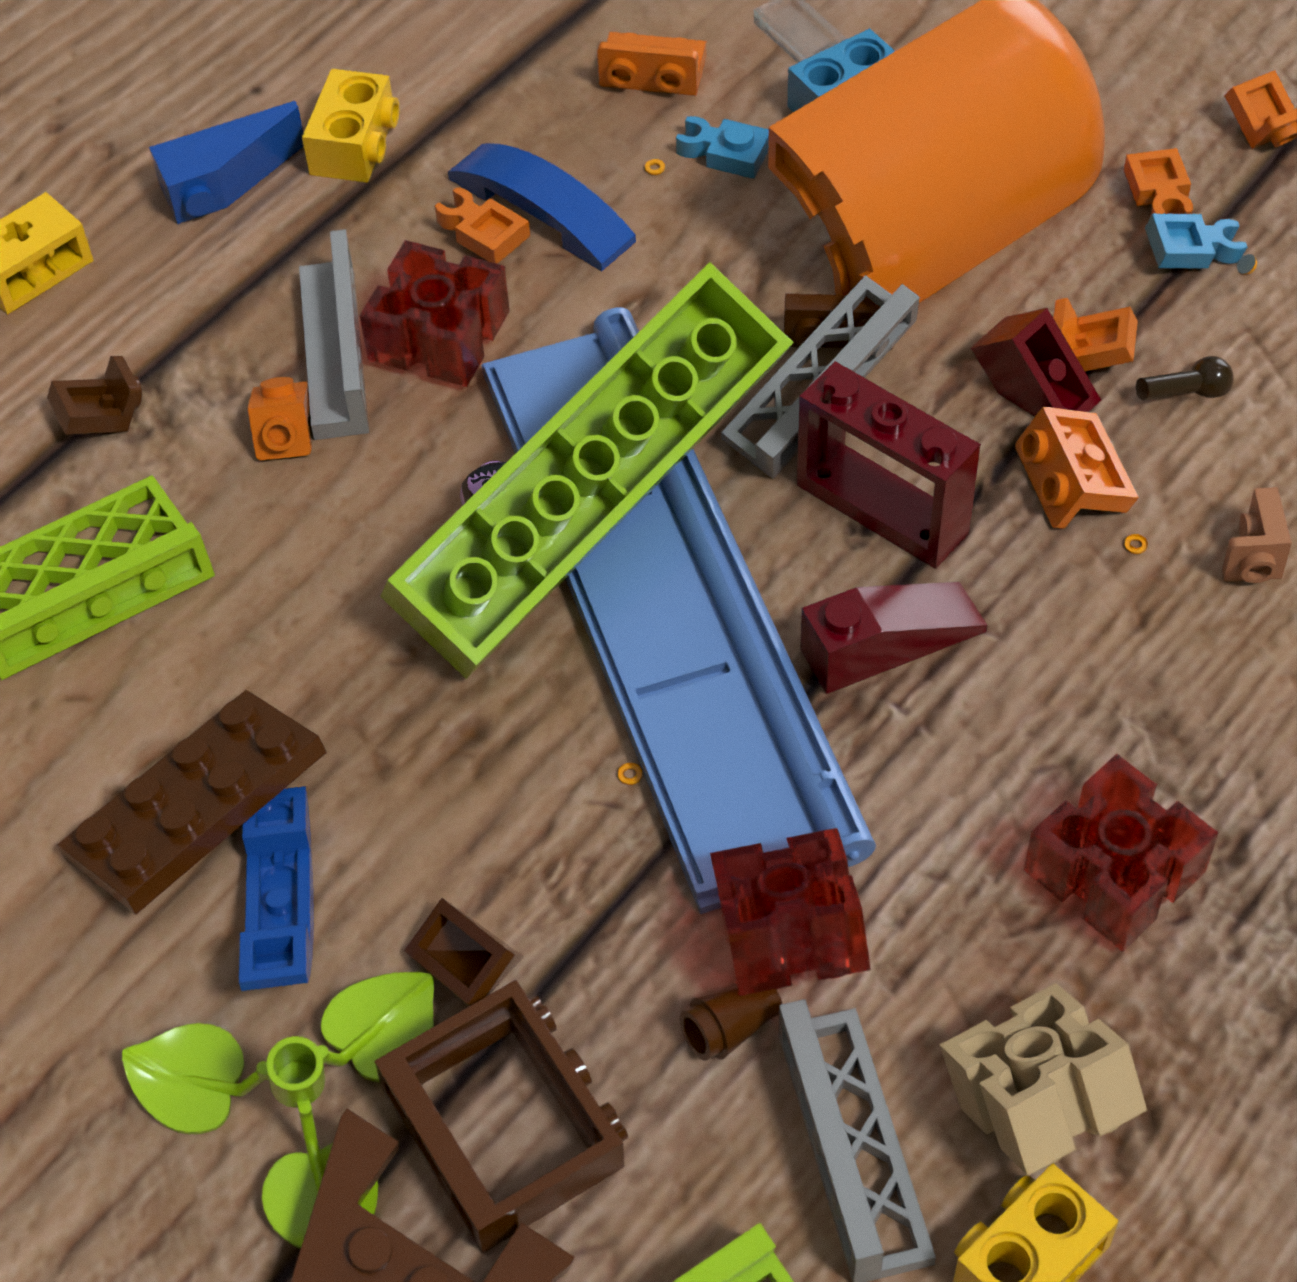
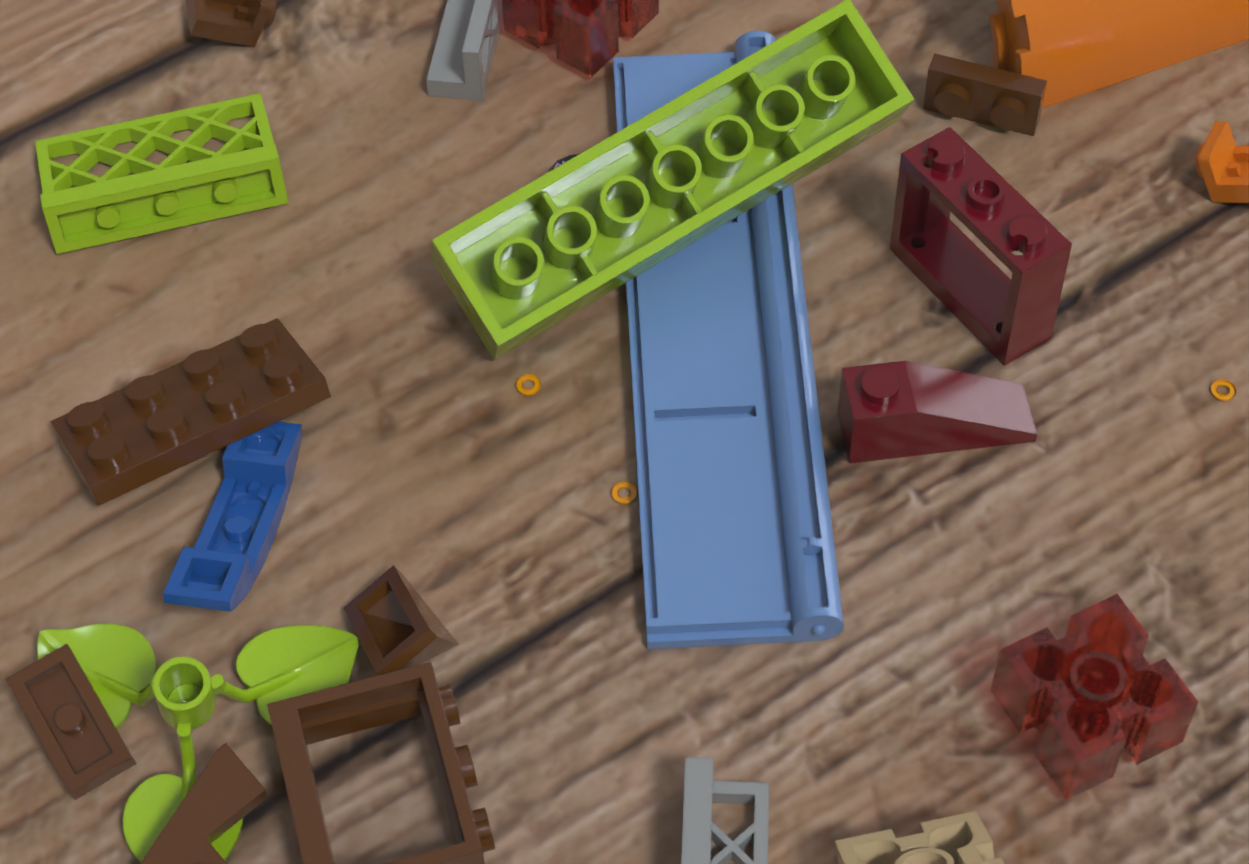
camera: 15 degrees right, 0 degrees up
(182, 1128) = (71, 721): none -> reddish brown plate
(280, 419) = (398, 66): orange bracket -> none
(505, 701) = (528, 377): none -> light orange piece
(725, 1020) = (635, 758): reddish brown cone -> none
(790, 911) = (726, 667): clear red brick -> none
(861, 354) = (986, 133): light grey fence -> none
(1034, 364) = (1174, 188): dark red slope -> none
(1073, 465) = (1181, 293): orange bracket -> none

